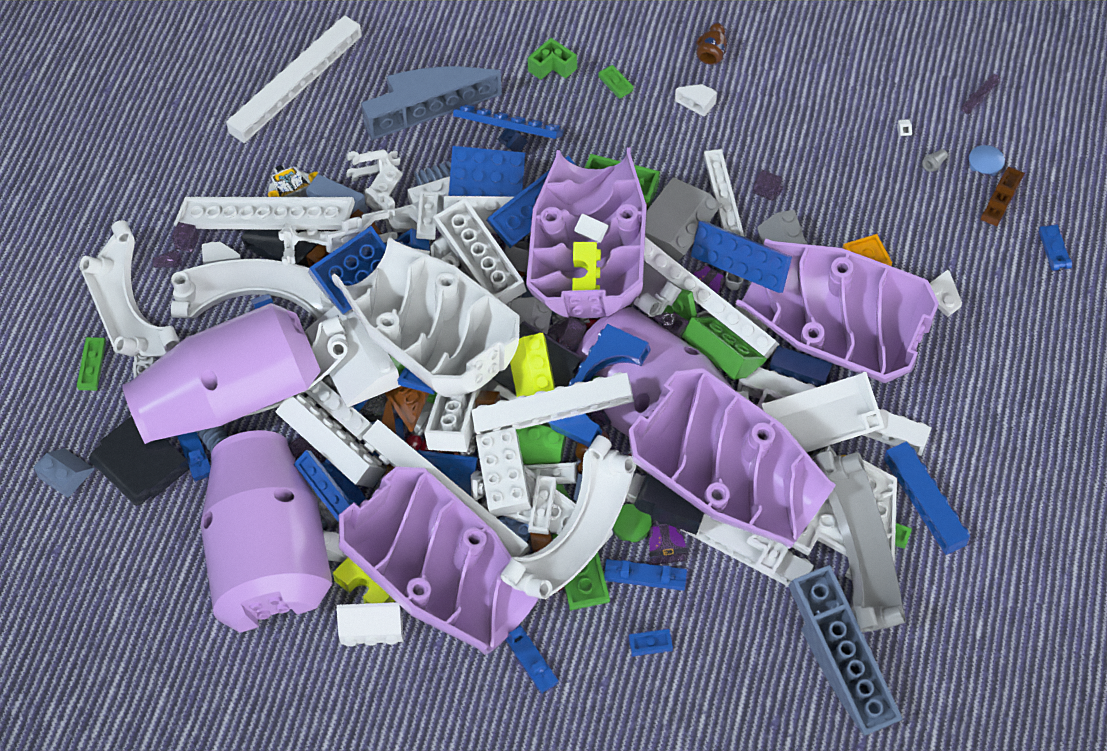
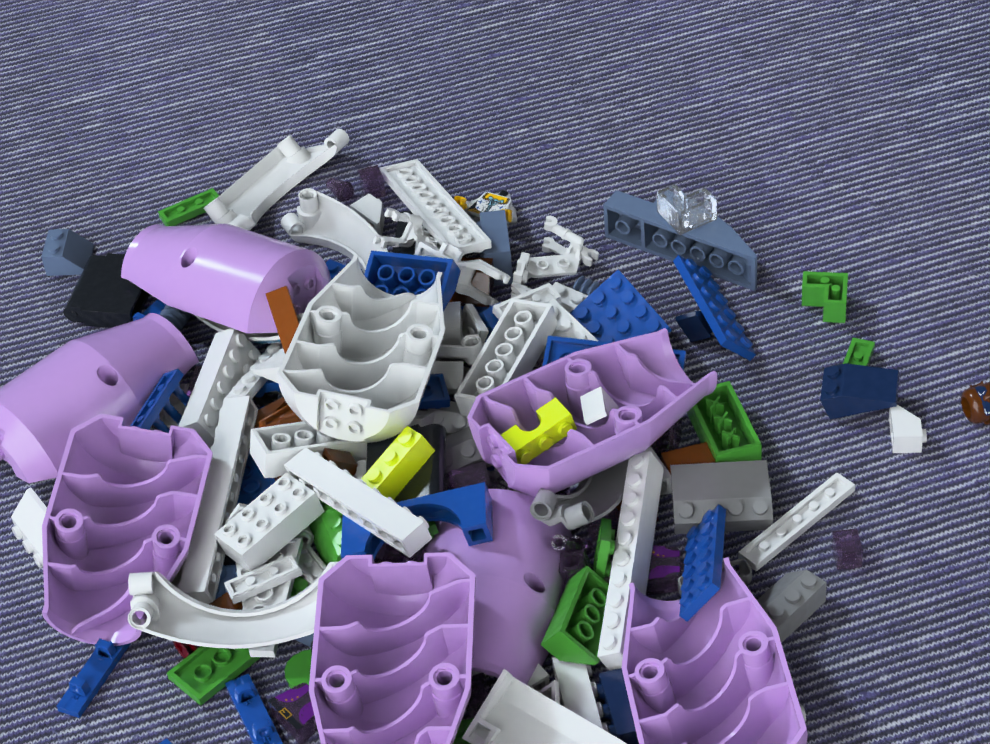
camera: 60 degrees right, 15 degrees down
(293, 79) = (620, 147): white brick -> none
(331, 356) = (283, 314): none -> dark orange tile
(428, 79) = (686, 211): none -> clear brick
(650, 97) = (858, 389): none -> dark blue slope
(869, 247) = (840, 688): light orange plate -> none

